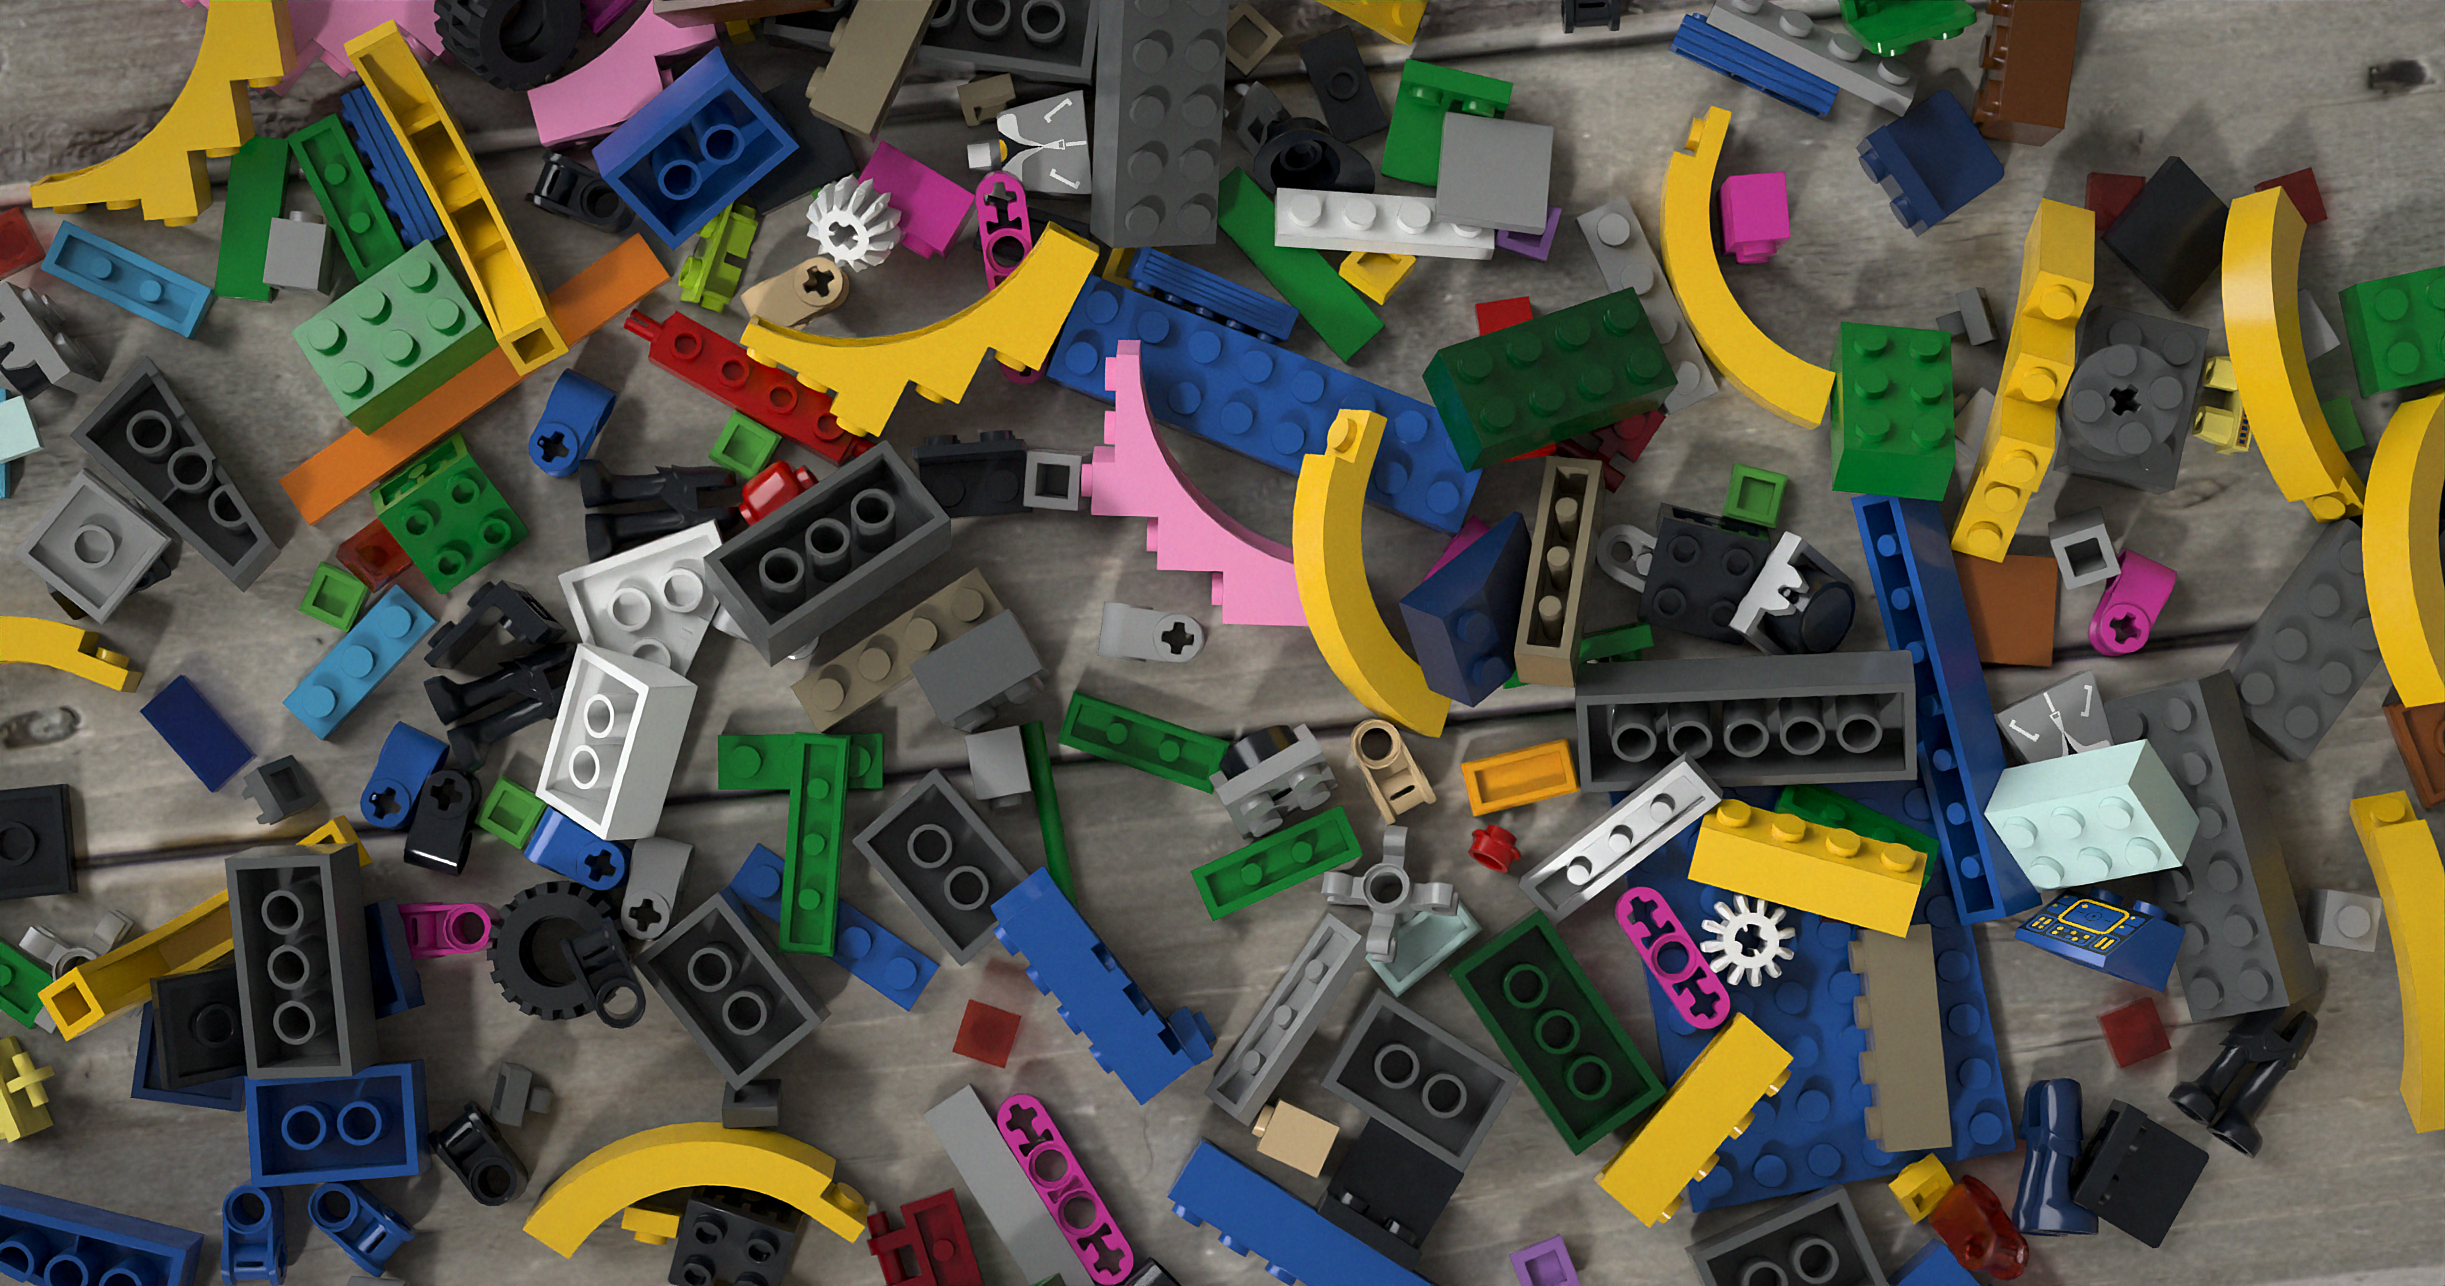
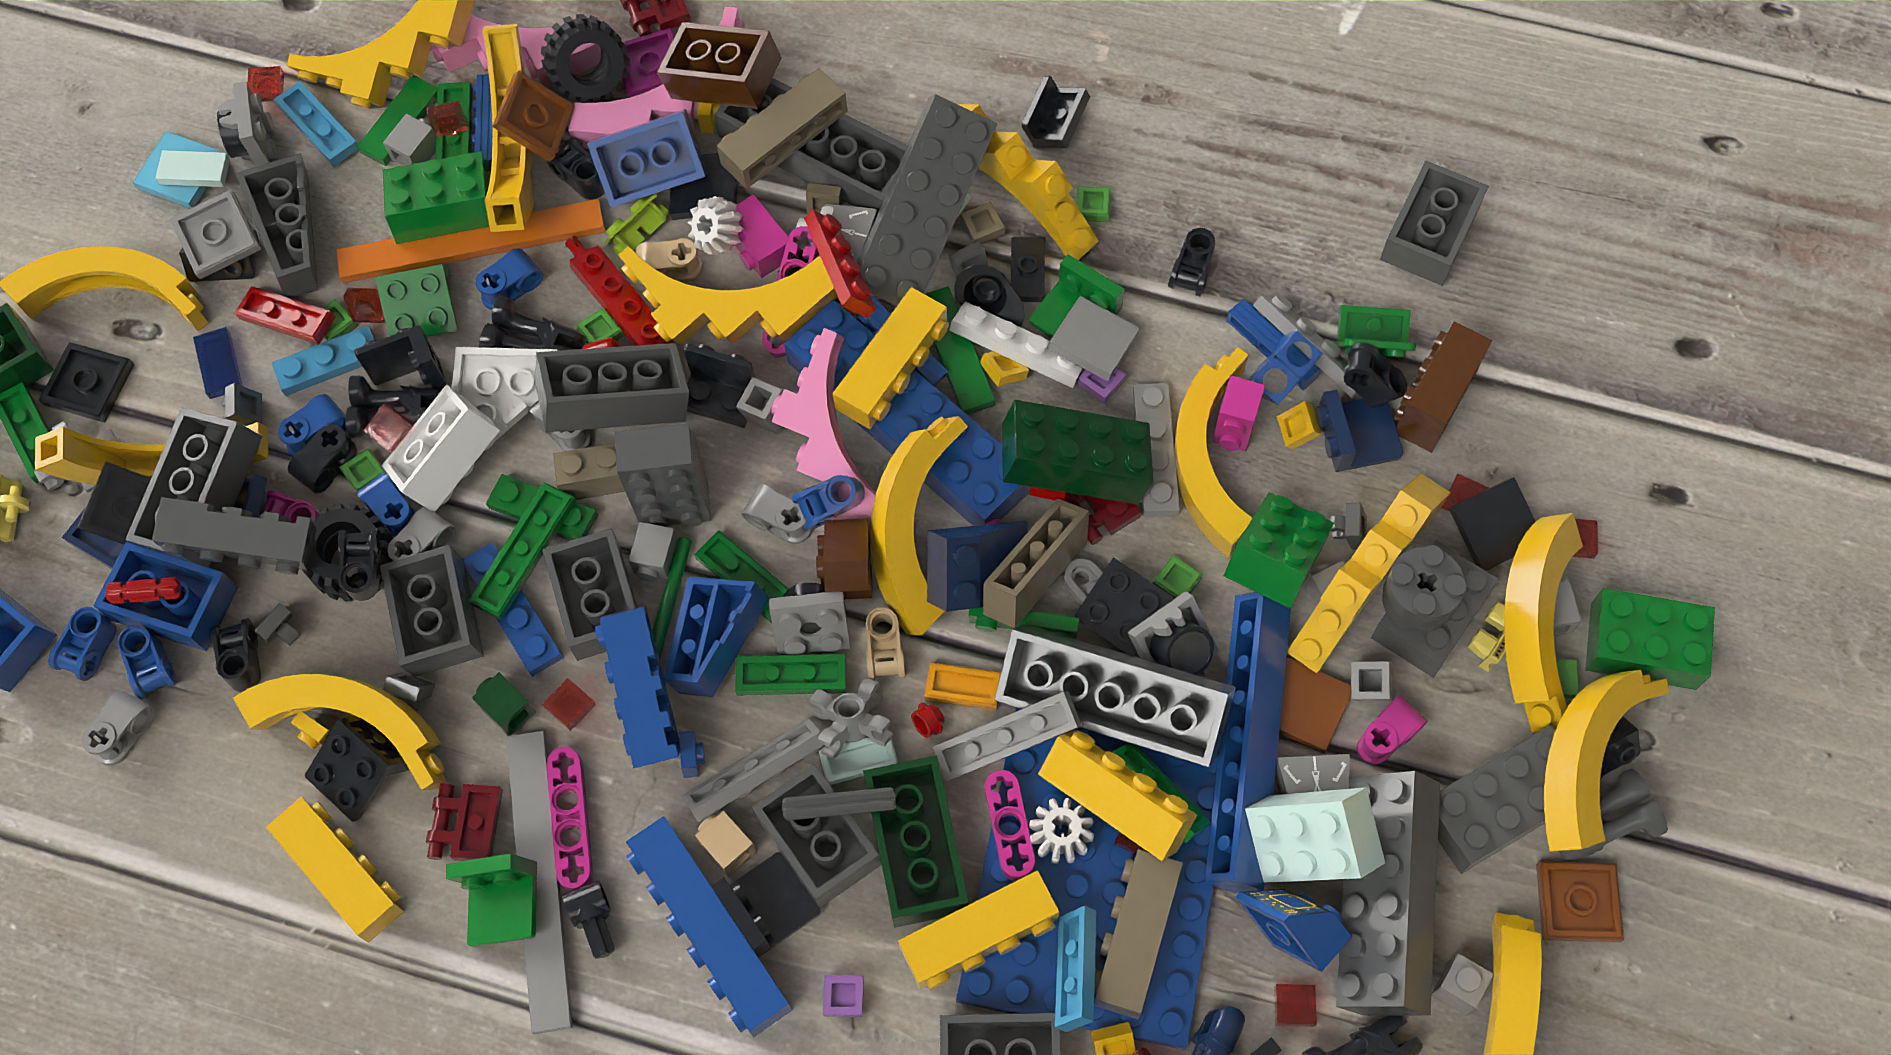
camera: 30 degrees right, 20 degrees down
(260, 620) = (285, 315): none -> red tile
(317, 1140) = (143, 590): none -> red axle
(345, 204) = (447, 119): none -> clear red plate
(422, 1019) = (235, 535): none -> dark grey wedge
(485, 152) = (533, 116): none -> dark orange tile
(521, 739) = (388, 427): none -> clear red tile
(898, 1074) = (503, 703): none -> dark green brick
(1083, 225) = (839, 263): none -> red plate
(1142, 856) = (711, 632): none -> blue wedge
(1221, 608) = (823, 502): none -> blue piece
(1225, 345) = (891, 358): none -> yellow brick
(1291, 679) = (845, 558): none -> reddish brown brick
(1440, 1035) = (839, 803): none -> dark grey axle
(1785, 86) = (1293, 372): none -> blue piece
(1841, 188) = (1299, 425): none -> yellow plate
(1844, 1121) = (1075, 969): none -> dark azure plate
(1930, 81) = (1373, 376): none -> black piece

